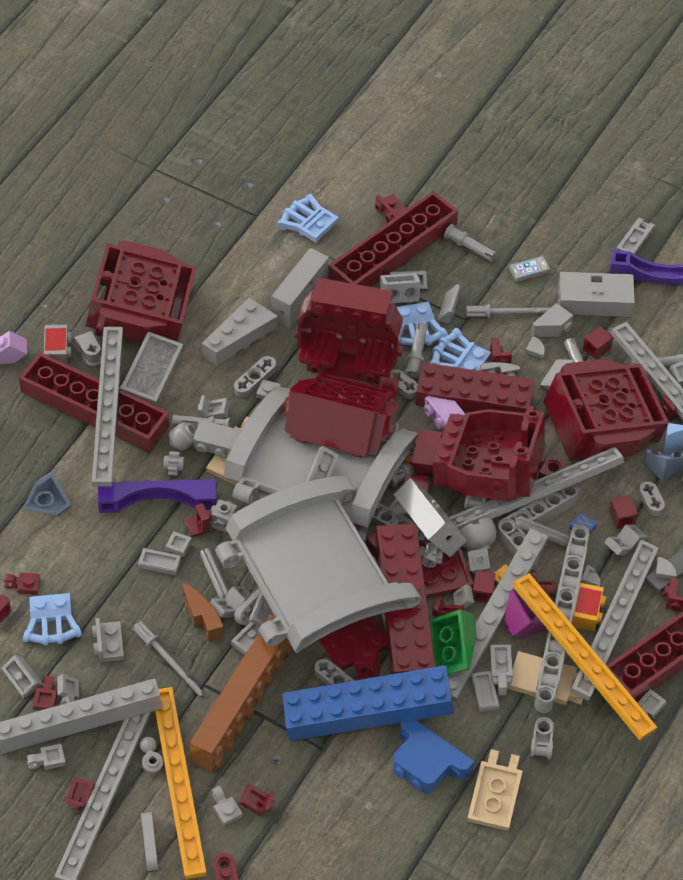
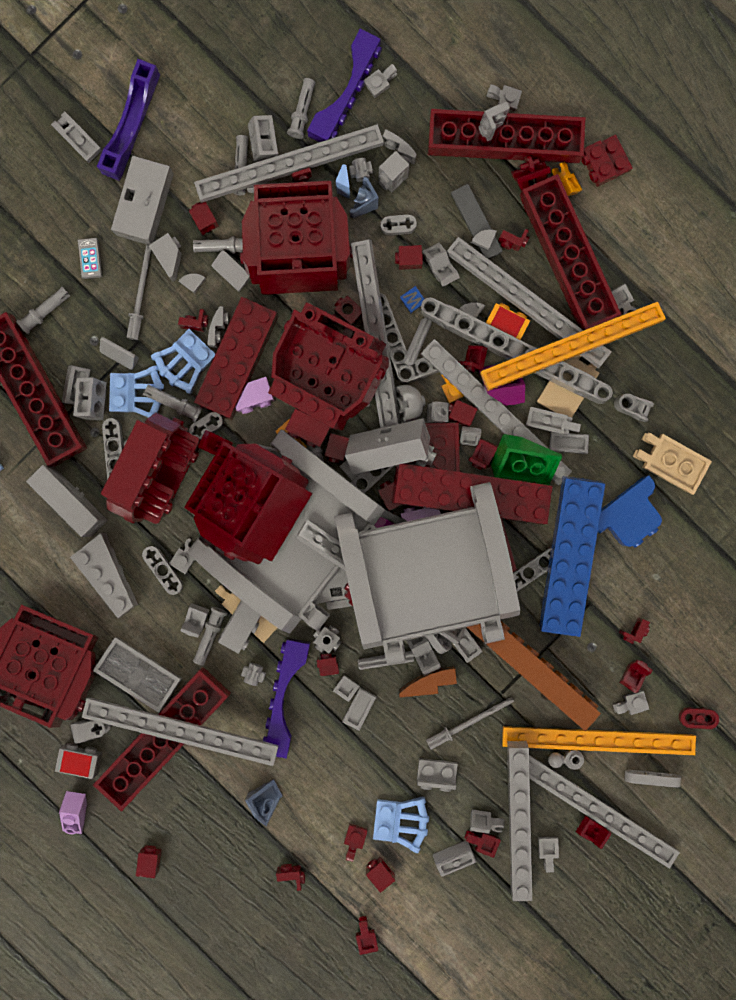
camera: 80 degrees left, 35 degrees up
(182, 436) = (224, 659): light grey head -> none
(305, 793) = (639, 631): none -> dark red bracket
(367, 663) = (525, 544): dark red brick -> none

